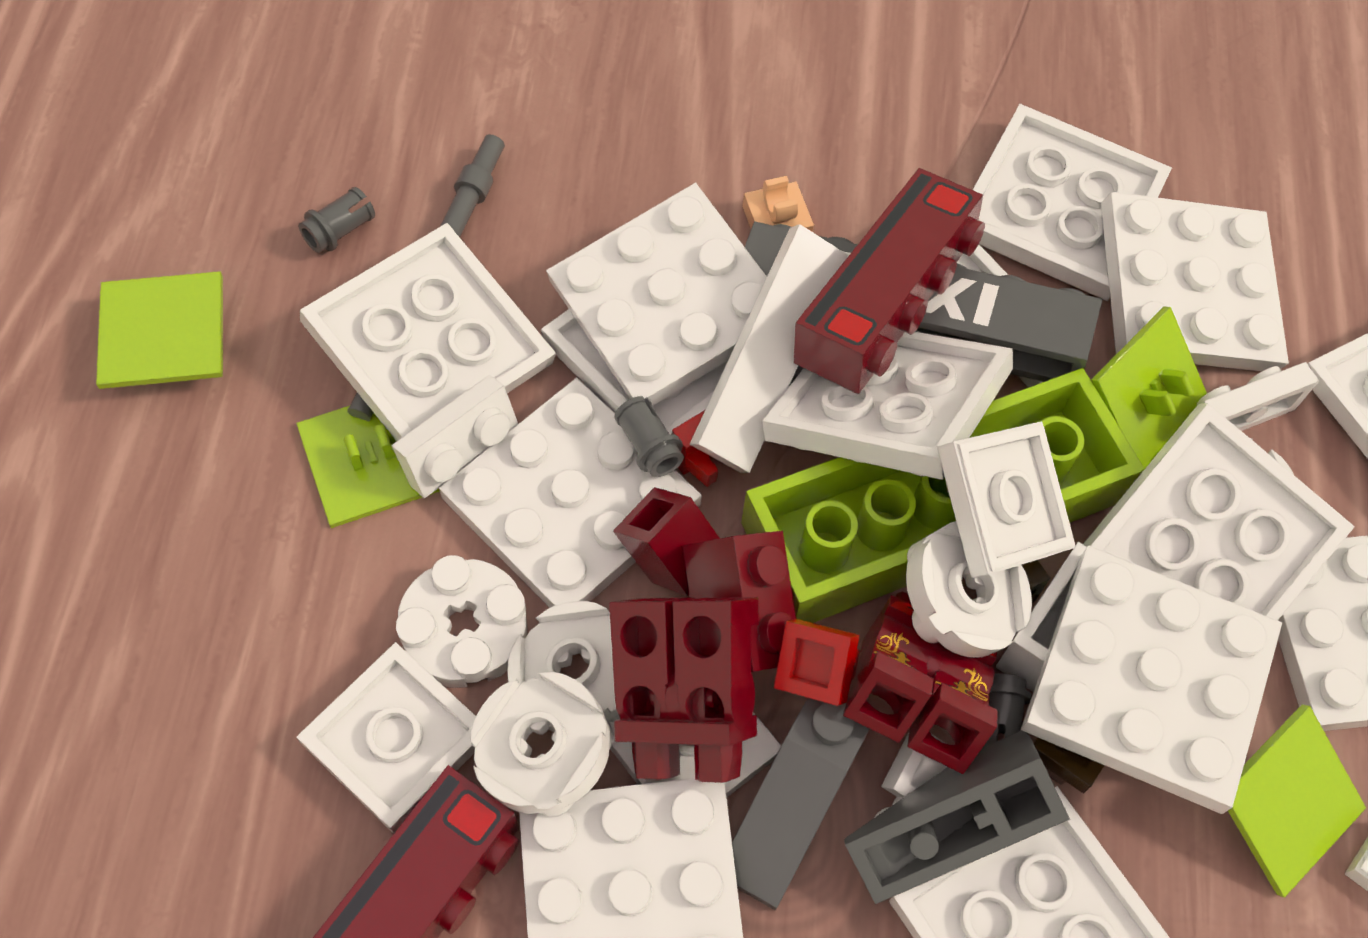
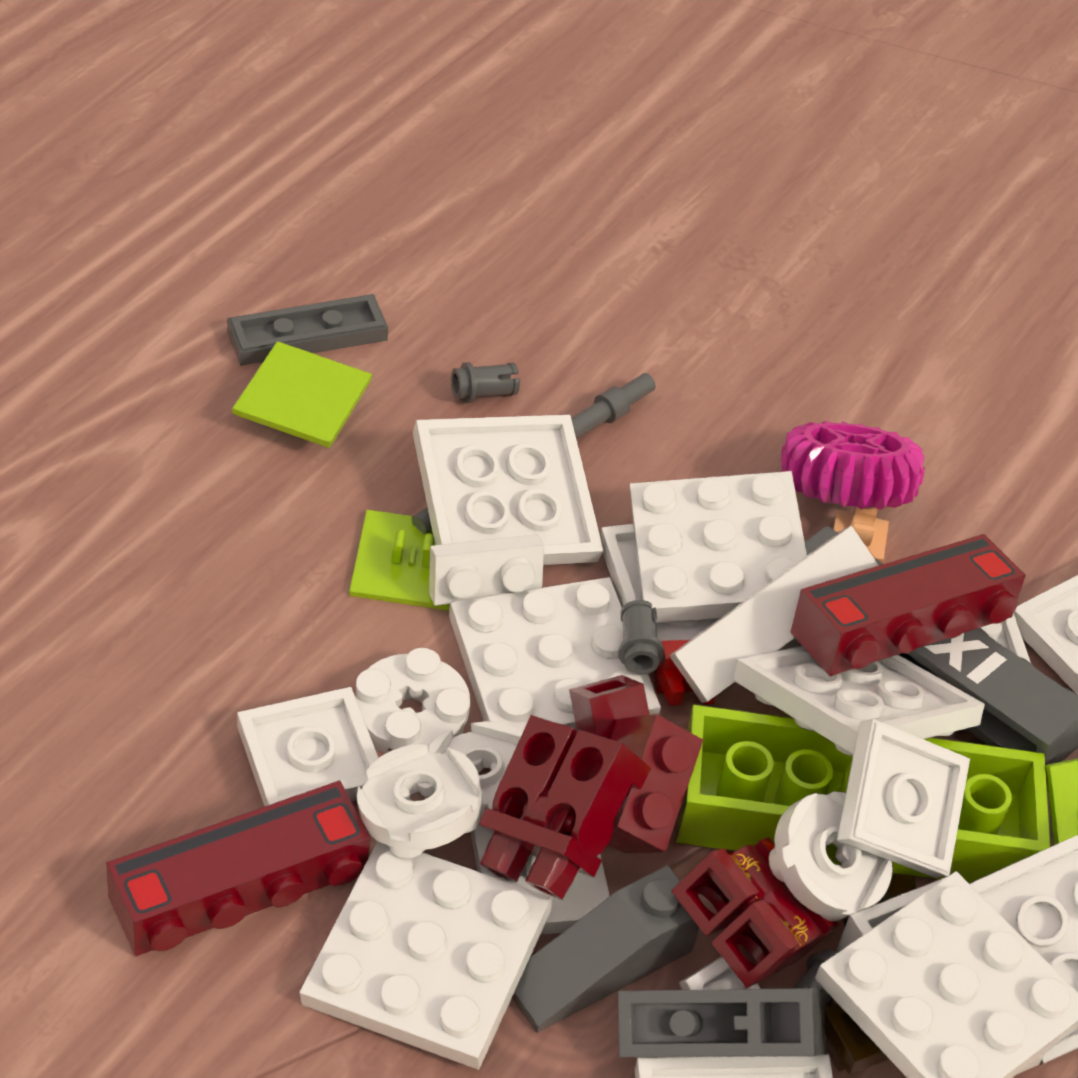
camera: 25 degrees right, 15 degrees down
(122, 247) = (308, 327): none -> dark grey tile
(740, 142) = (853, 464): none -> dark pink gear
(817, 661) = (672, 840): red tile -> none

